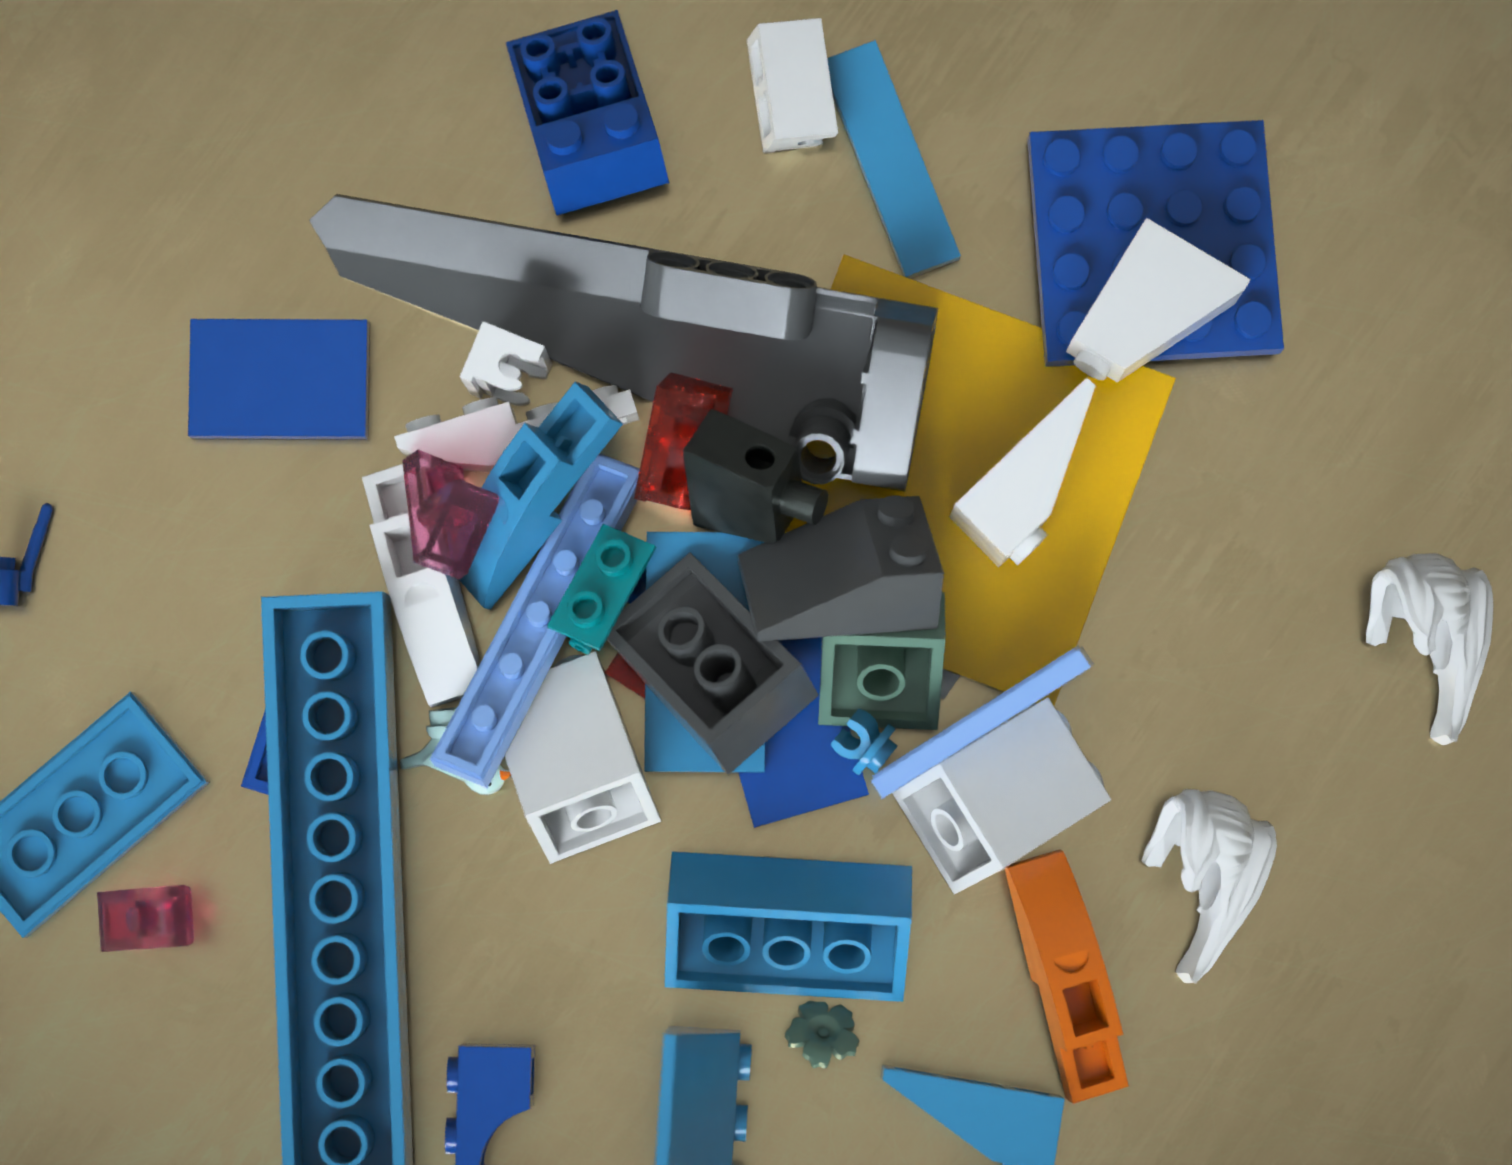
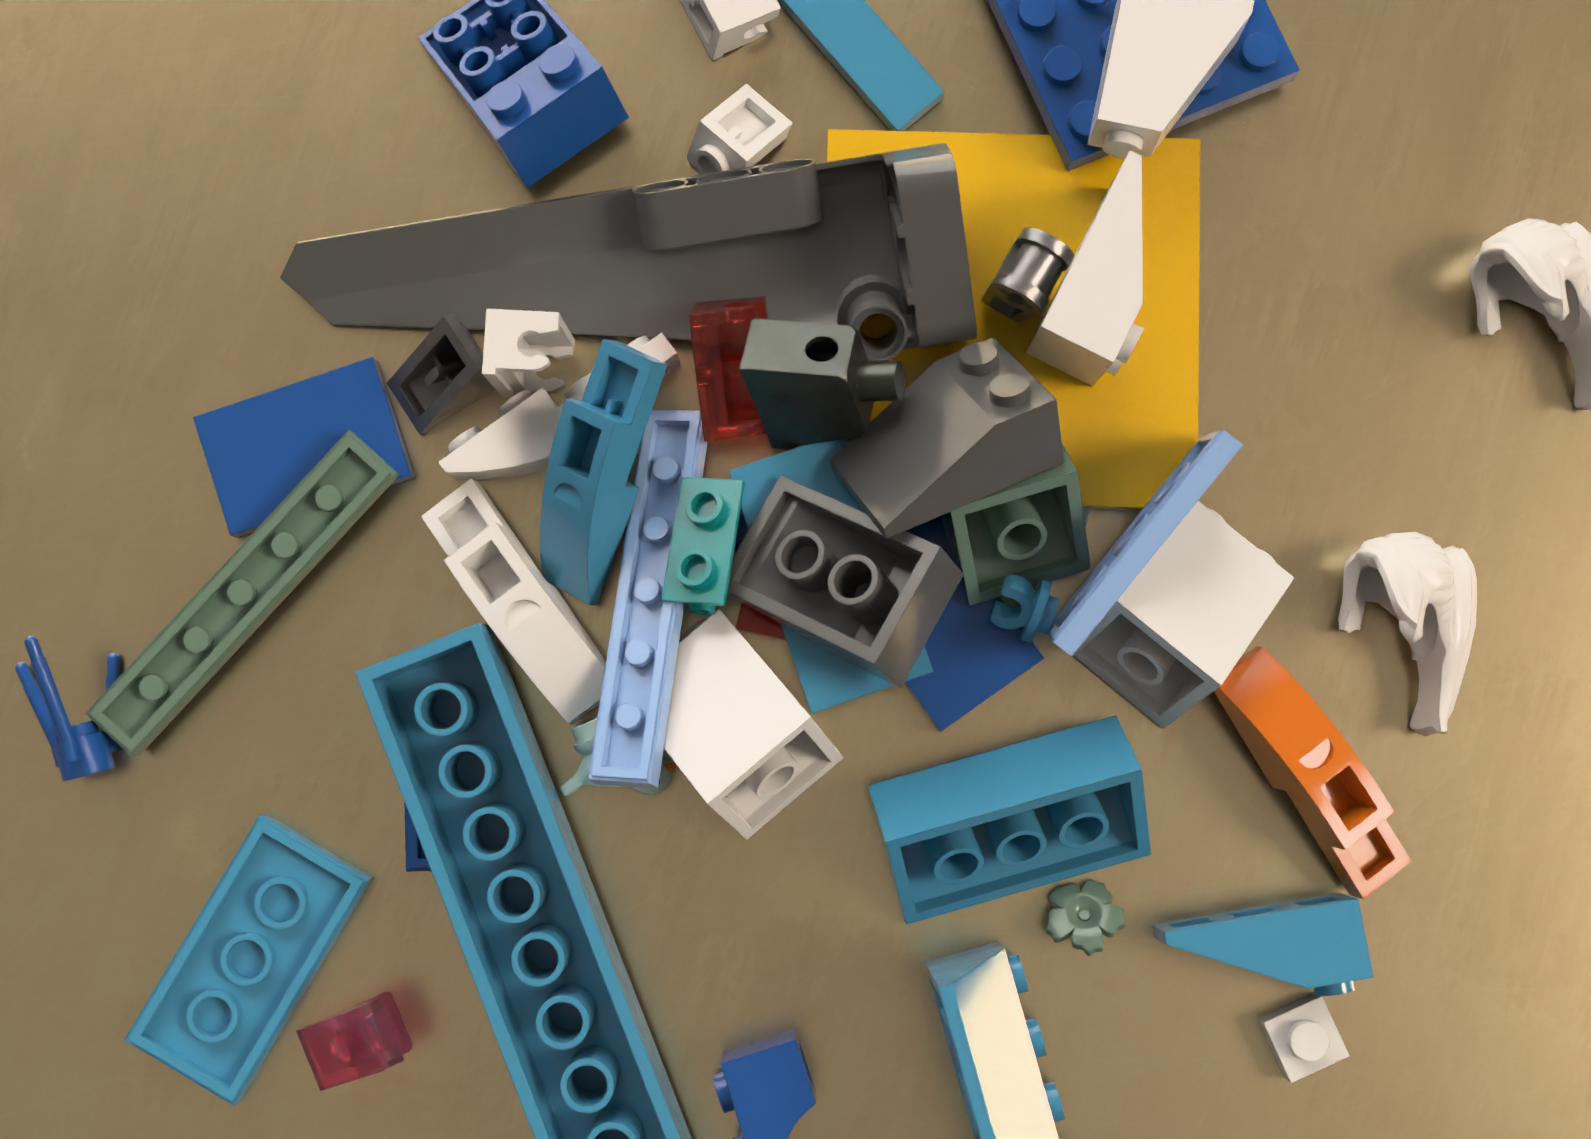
camera: 20 degrees left, 0 degrees up
(182, 491) = (242, 594): none -> sand green tile
(421, 358) = (440, 375): none -> flat silver slope
(445, 514) = (517, 521): clear pink slope -> none
(761, 231) = (737, 133): none -> white bracket
(968, 452) = (1028, 275): none -> flat silver piece

